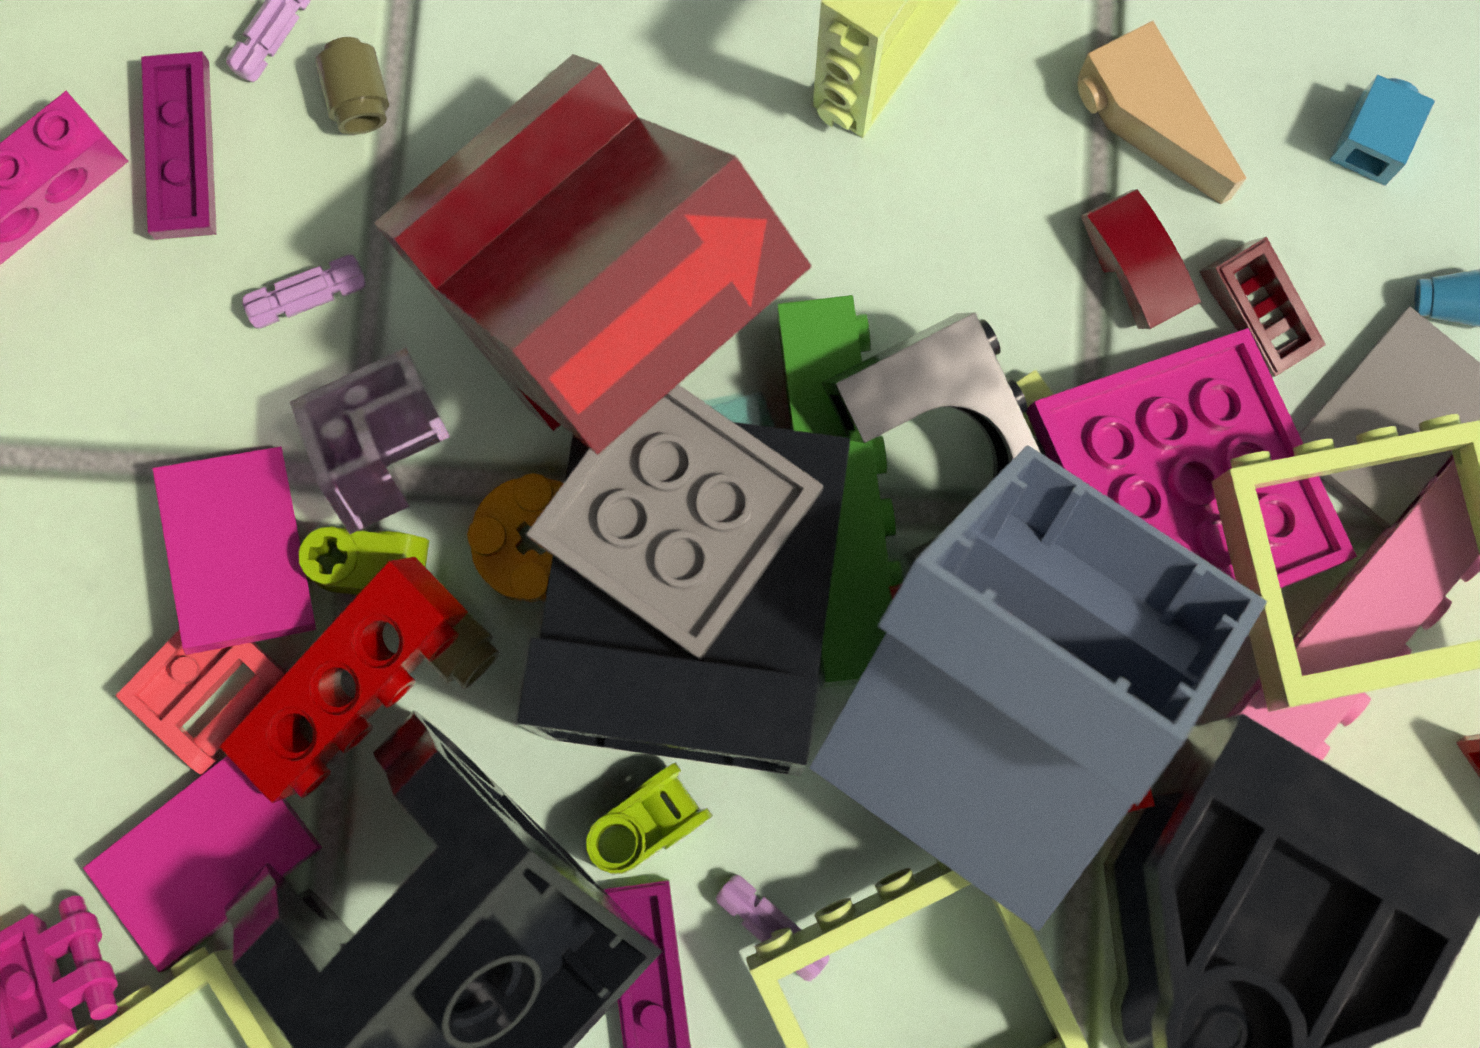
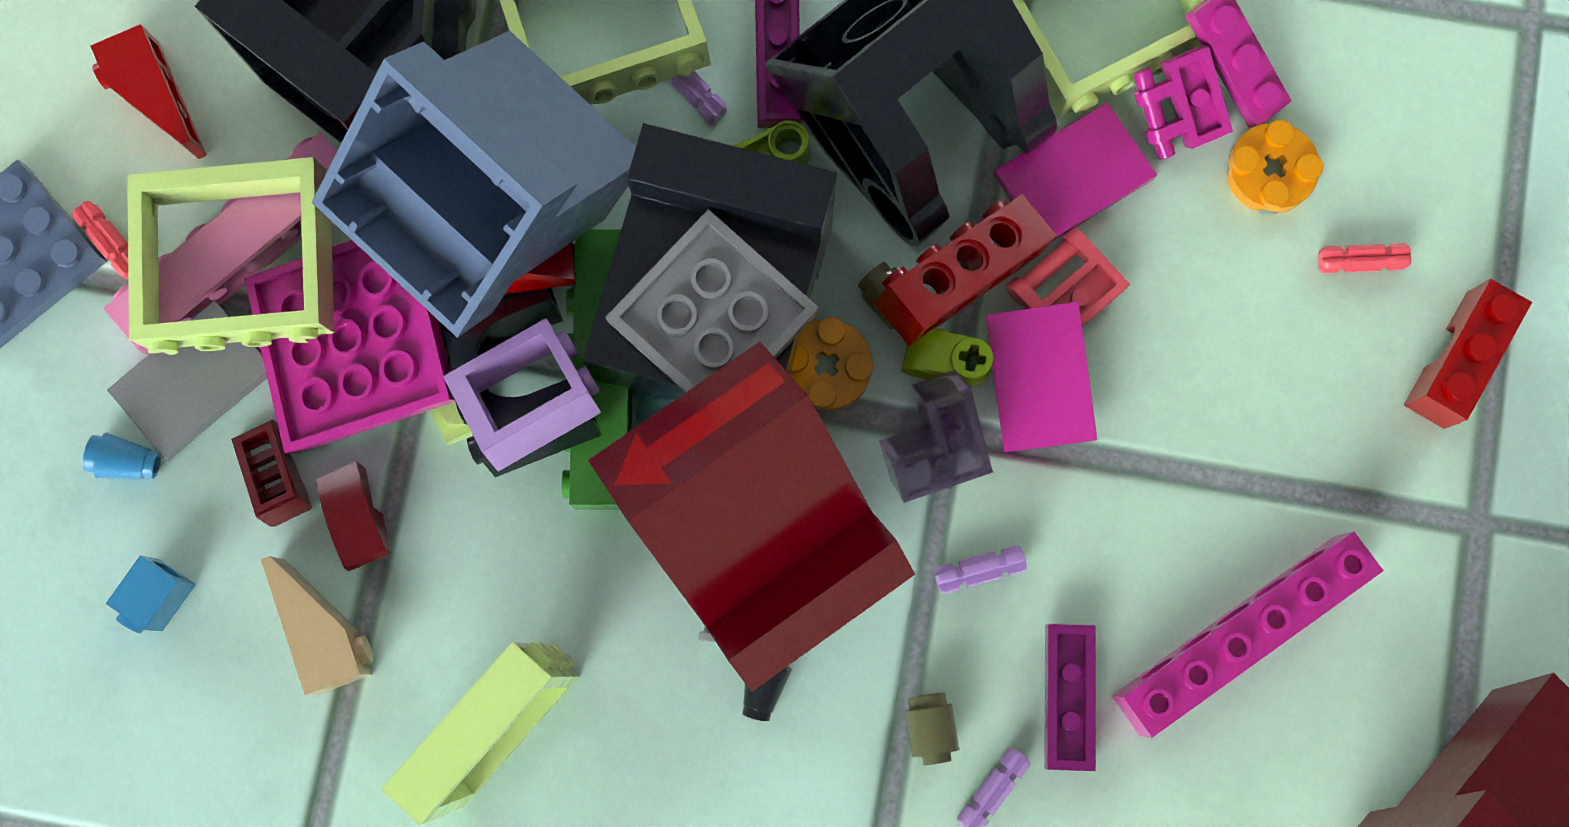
camera: 175 degrees left, 0 degrees up
(984, 361) = (539, 426): none -> lavender window

